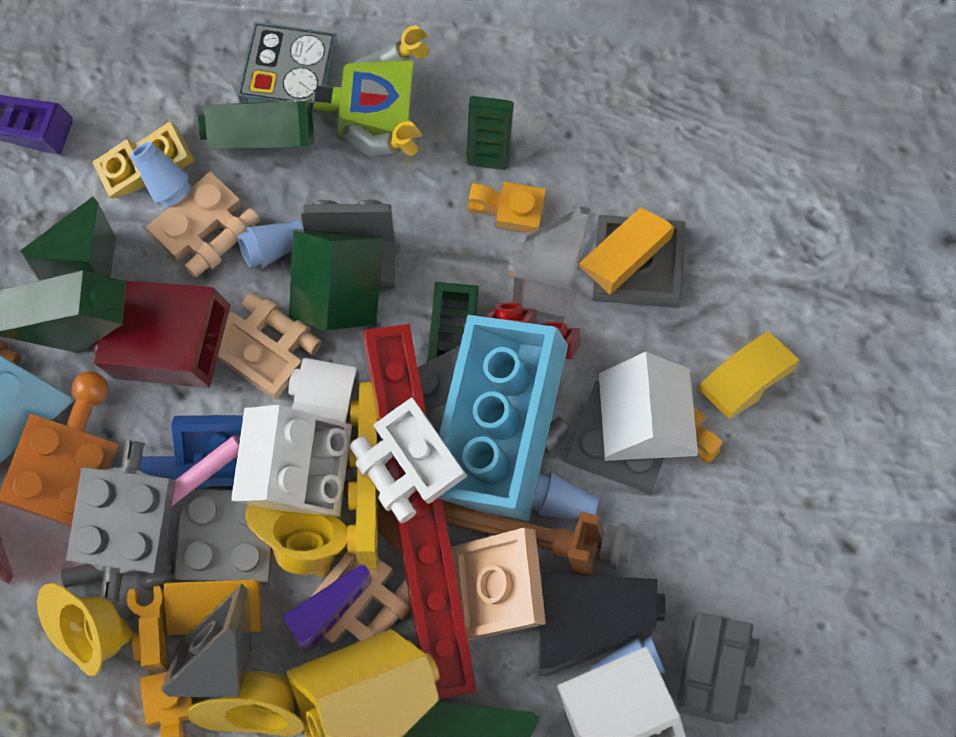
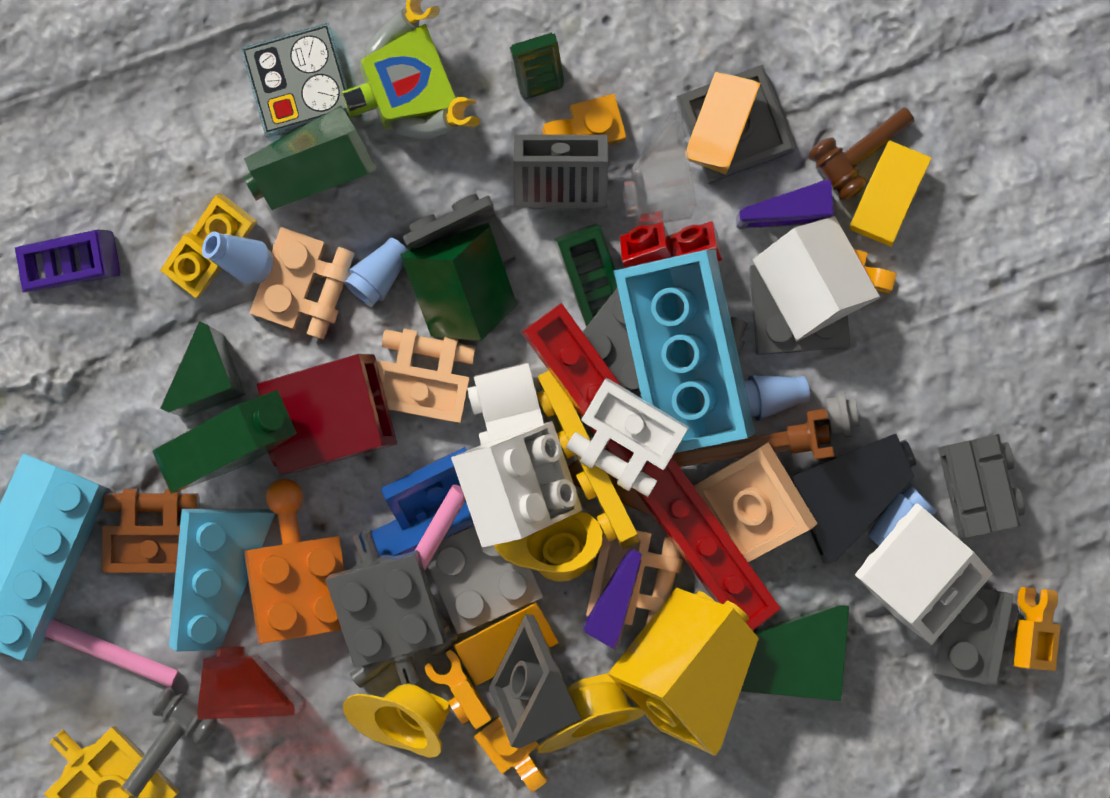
camera: 25 degrees left, 15 degrees up
(466, 227) = (560, 171): none -> dark grey brick
(632, 341) = (790, 209): none -> dark purple slope
(715, 336) = (841, 165): none -> reddish brown piece

